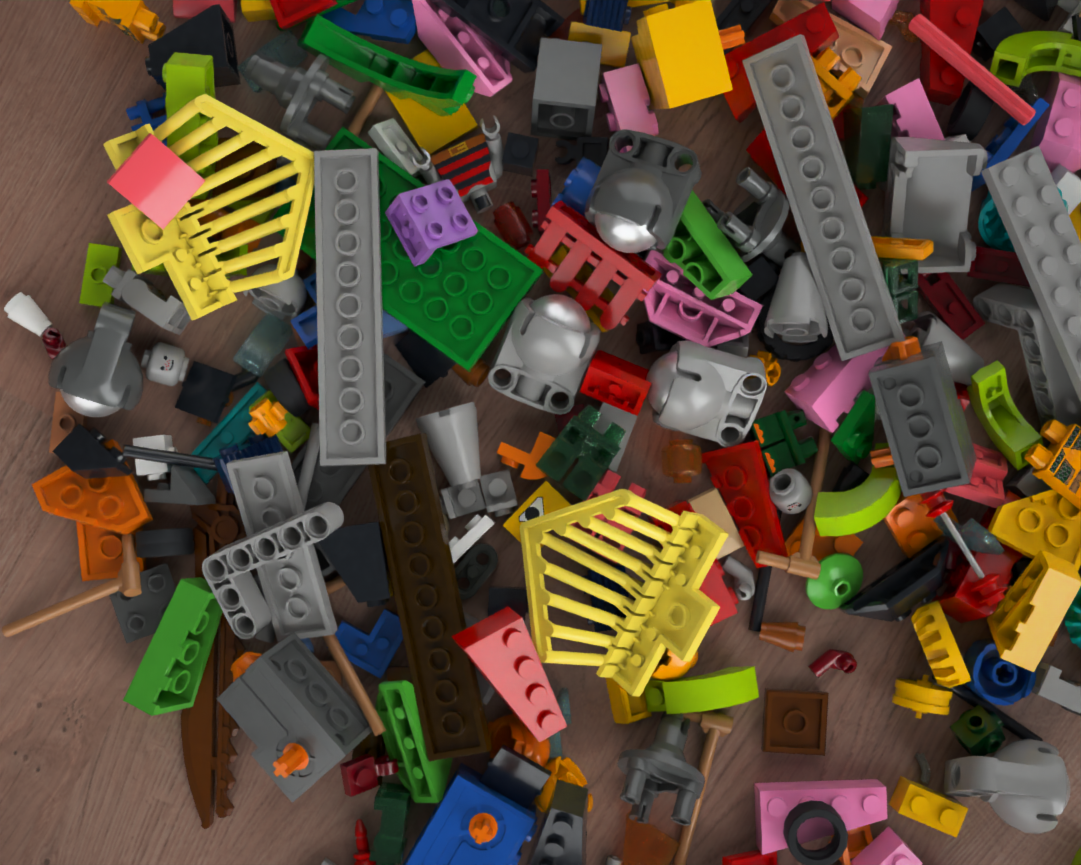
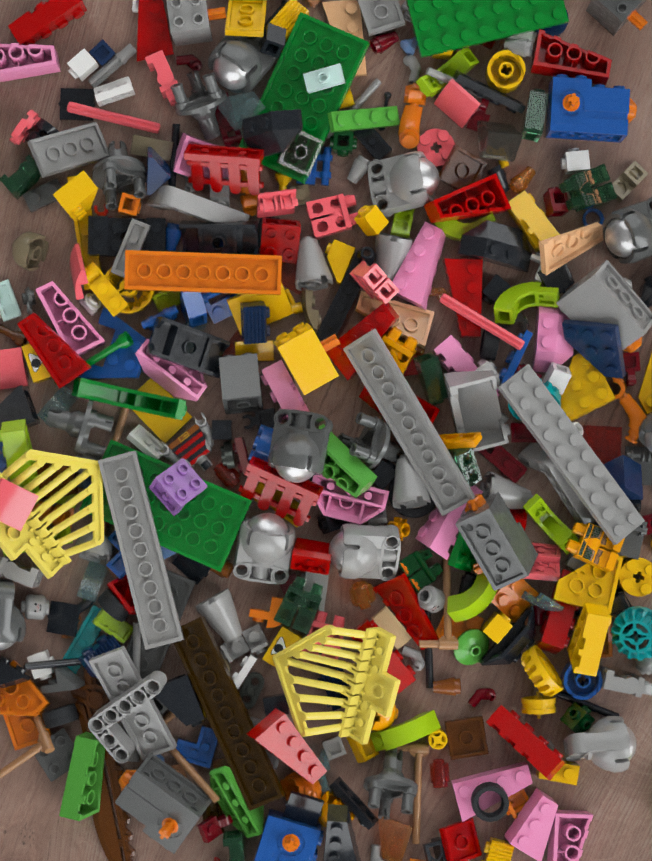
camera: 10 degrees left, 0 degrees up
(267, 417) = (106, 627): light orange gear -> none
(520, 193) = (228, 455): none -> pearl dark grey plate
(583, 690) = (334, 747): none -> light grey plate
(607, 806) = (355, 804): none -> black plate
(740, 768) = (439, 773): none -> clear red brick
(753, 718) = (439, 741): none -> yellow wheel
(884, 558) = (496, 626): none -> yellow brick
(893, 752) = (526, 742): none -> red wedge
(986, 584) = (556, 630): red axle -> none

